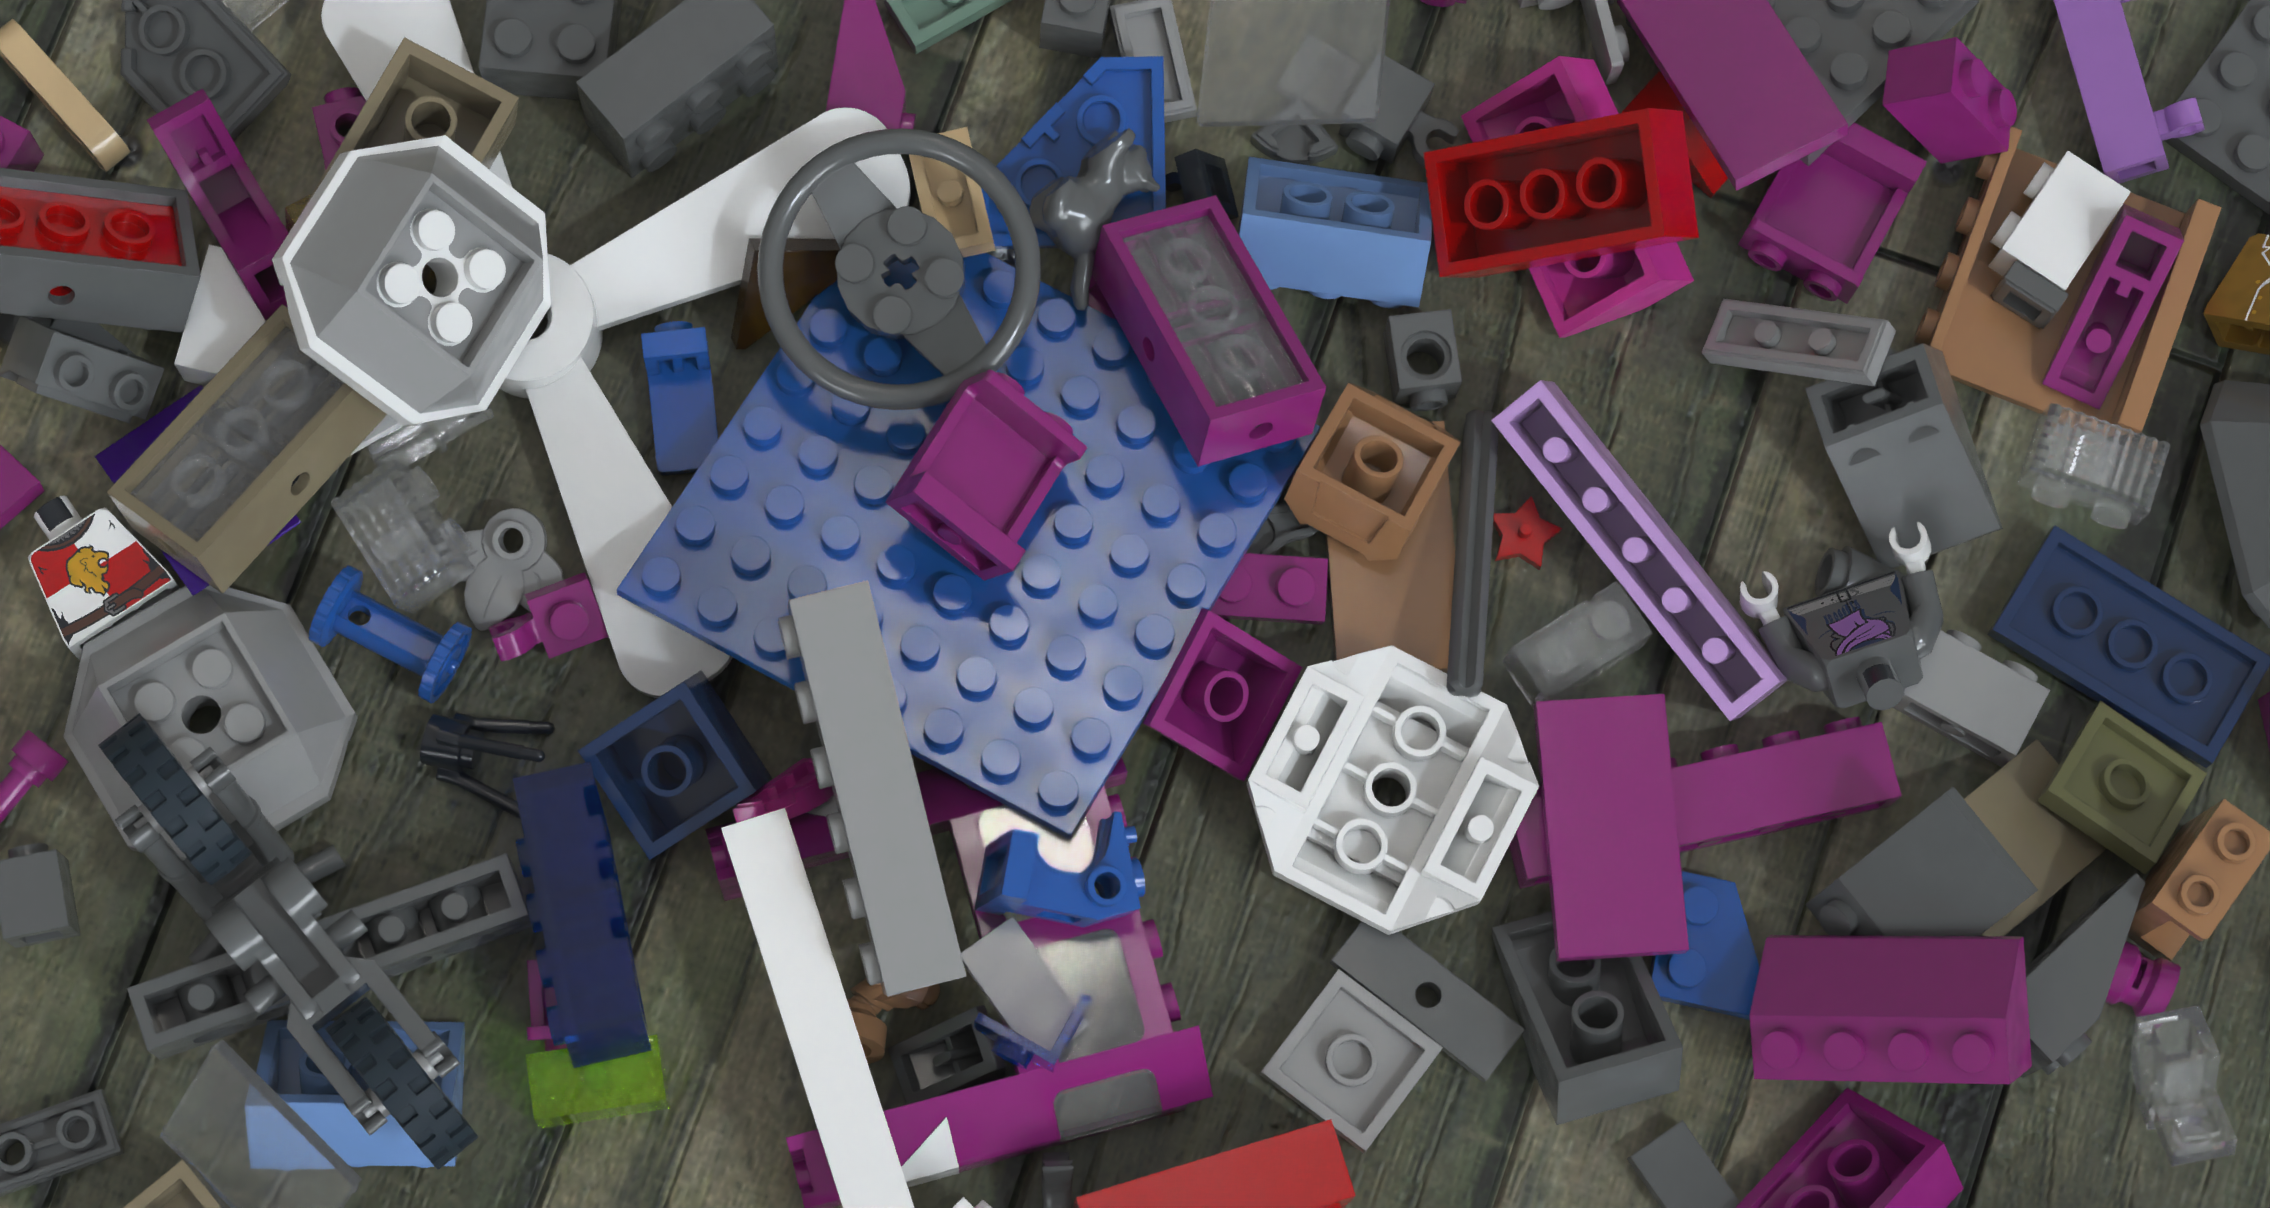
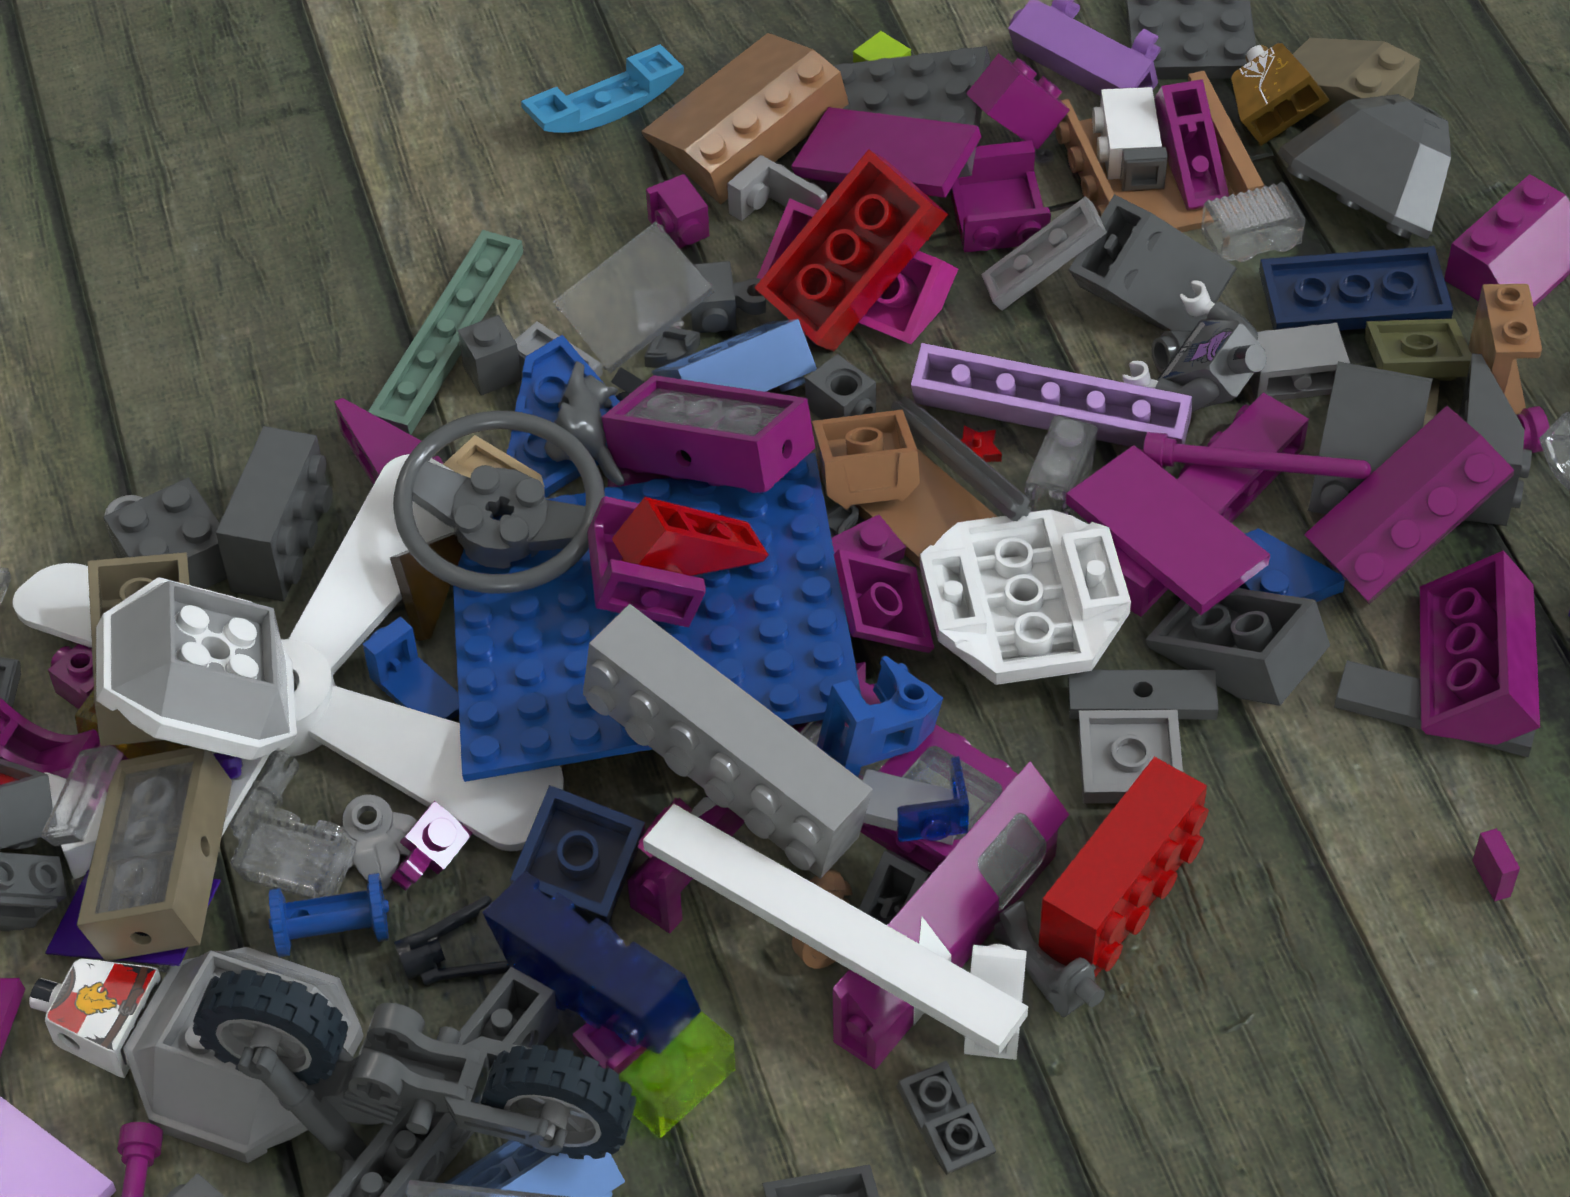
camera: 25 degrees left, 25 degrees down
(224, 320) = (81, 795): none -> clear tile
(1048, 486) = (686, 539): none -> red slope
(1697, 718) = (1167, 452): none -> magenta piece

